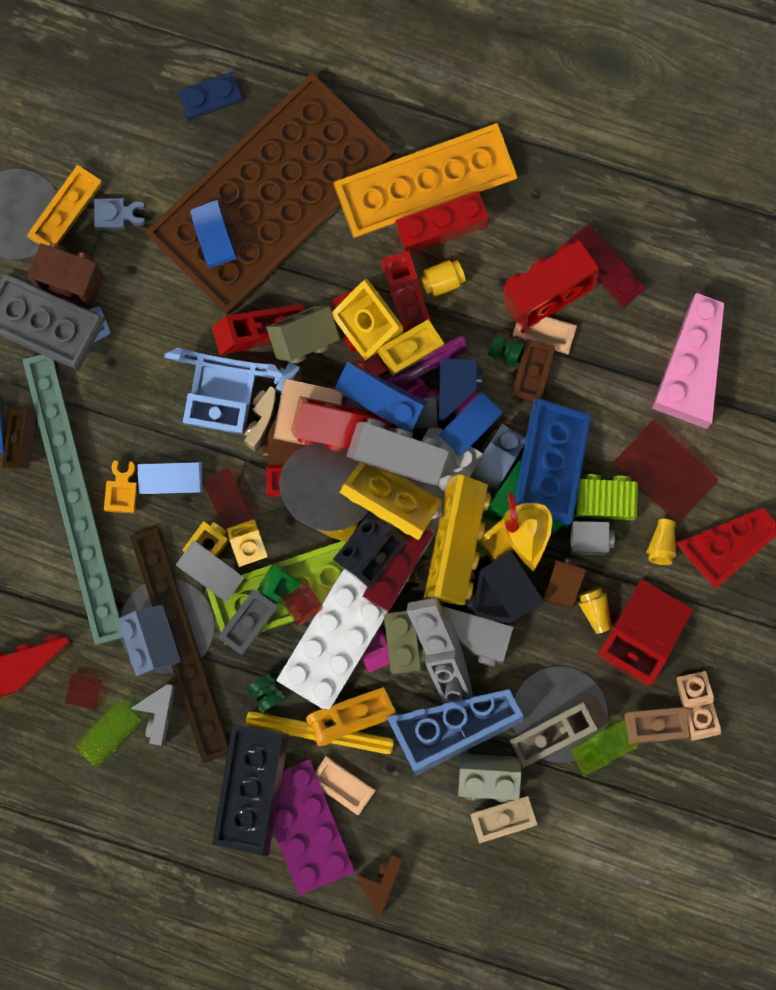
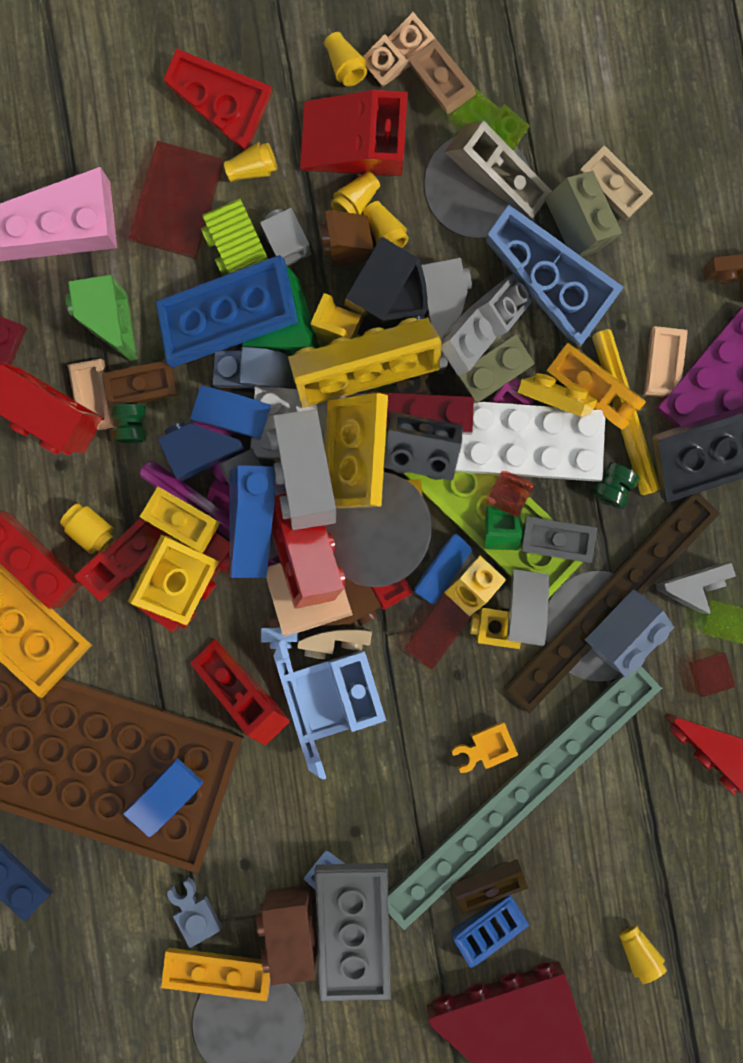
camera: 120 degrees left, 5 degrees up
(170, 478) = (448, 703): light blue slope -> none
(272, 527) = (443, 569): none -> blue slope
(303, 333) = (223, 642): olive brick -> none
(358, 680) = (569, 399): none -> yellow plate
(527, 530) = (314, 291): yellow piece -> none
(559, 620) = (385, 225): none -> yellow cone
(595, 369) = (104, 310): none -> bright green slope
(708, 657) = (346, 61): none -> yellow cone

